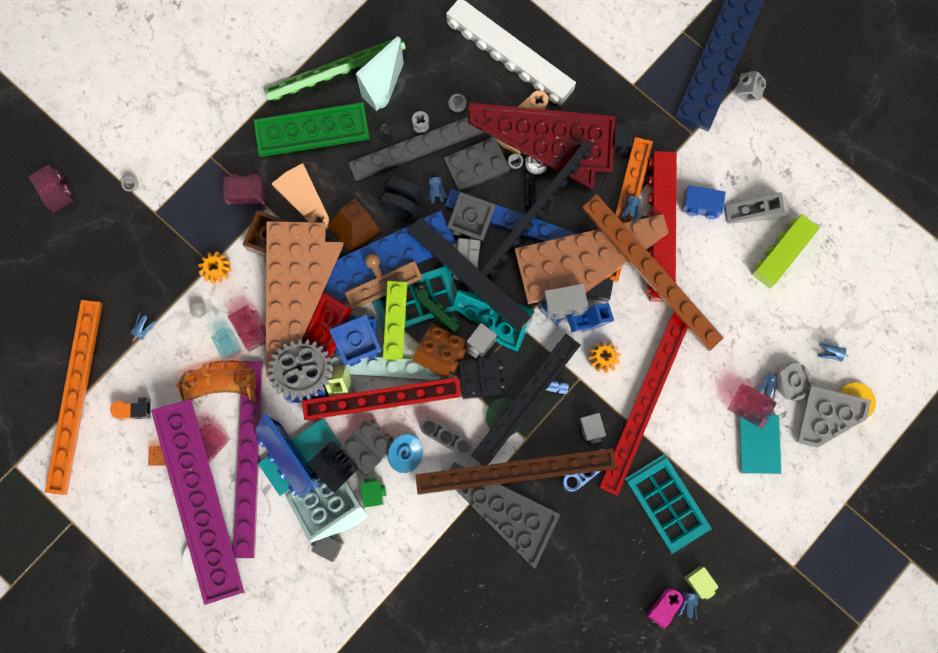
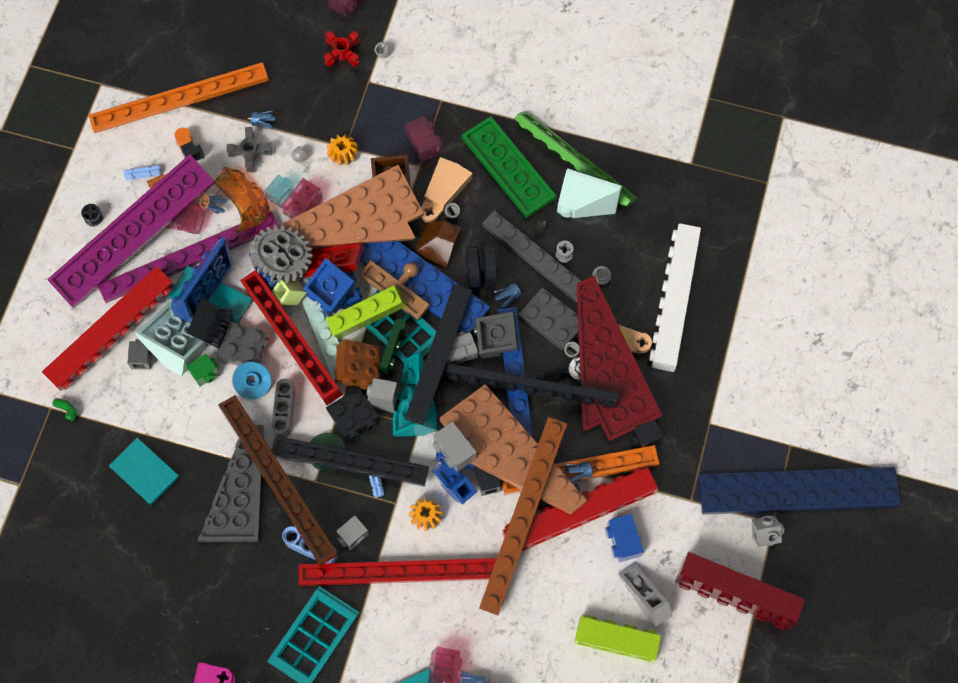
camera: 65 degrees right, 10 degrees down
(103, 214) = (345, 54): none -> red pin
(135, 465) = (142, 172): none -> light blue axle
(152, 531) = (88, 212): none -> black wheel
(172, 344) = (249, 156): none -> dark grey pin
(205, 415) = (208, 202): none -> flat silver piece
(287, 567) = (108, 329): none -> red brick
(329, 195) = (455, 209): none -> light grey hinge
(342, 638) = (66, 405): none -> green arm
(443, 590) = (144, 471): none -> teal tile
(793, 133) = (739, 591): none -> dark red brick

